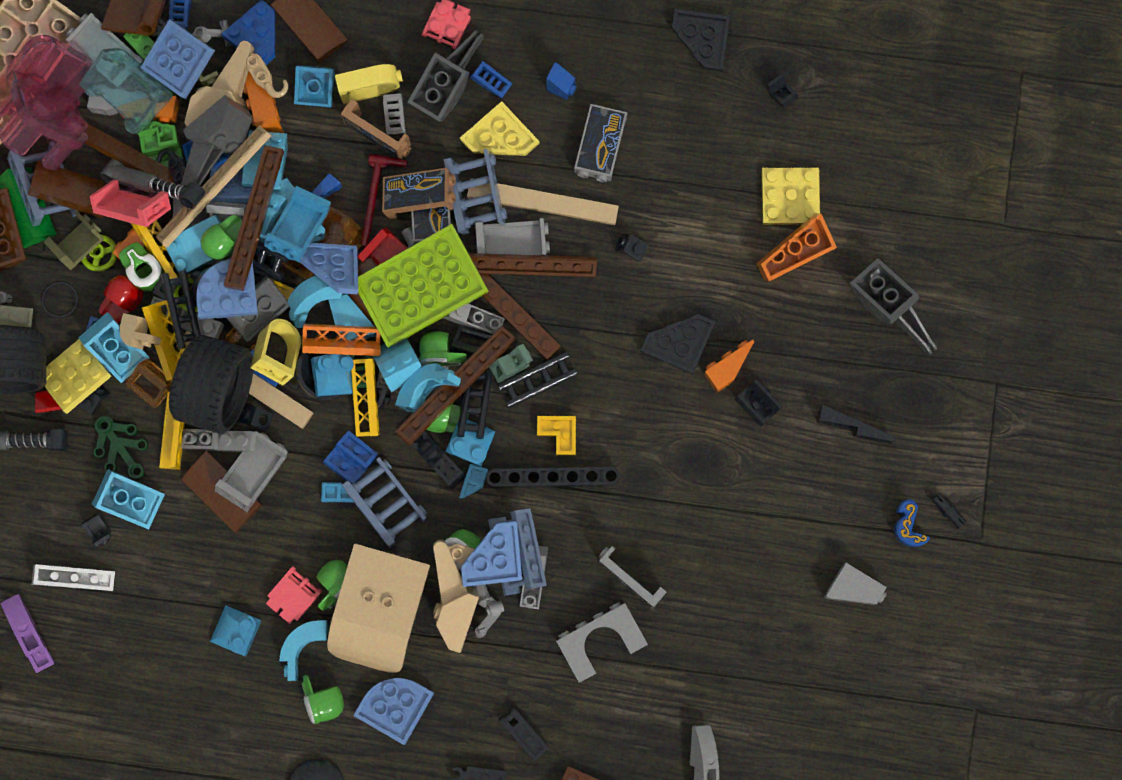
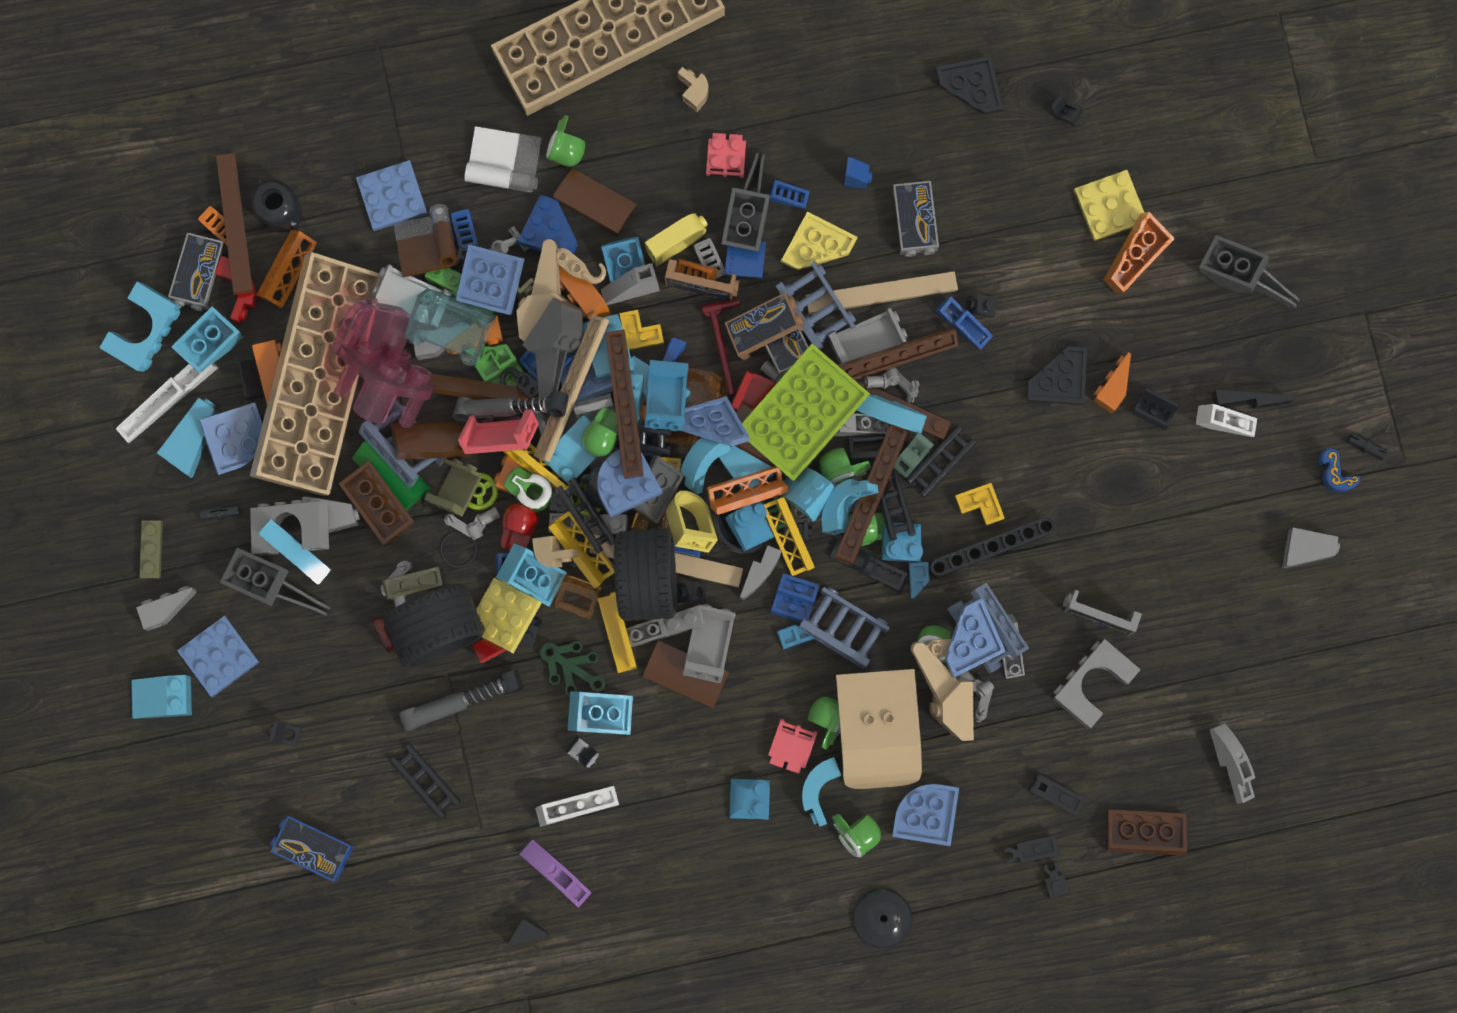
camera: 25 degrees left, 0 degrees up
(80, 286) = (475, 528): none -> light grey pin
(299, 162) = (636, 335): none -> yellow plate
(313, 111) = (633, 284): none -> light grey slope
(327, 422) = (760, 571): none -> light grey slope
(387, 126) = (707, 271): none -> orange slope
(425, 128) = (745, 262): none -> blue slope
(506, 316) = (893, 413): none -> medium azure slope
(521, 284) = (893, 377): none -> light grey pin
(608, 257) = (963, 322): none -> blue slope
(822, 437) = (1225, 420): none -> white slope

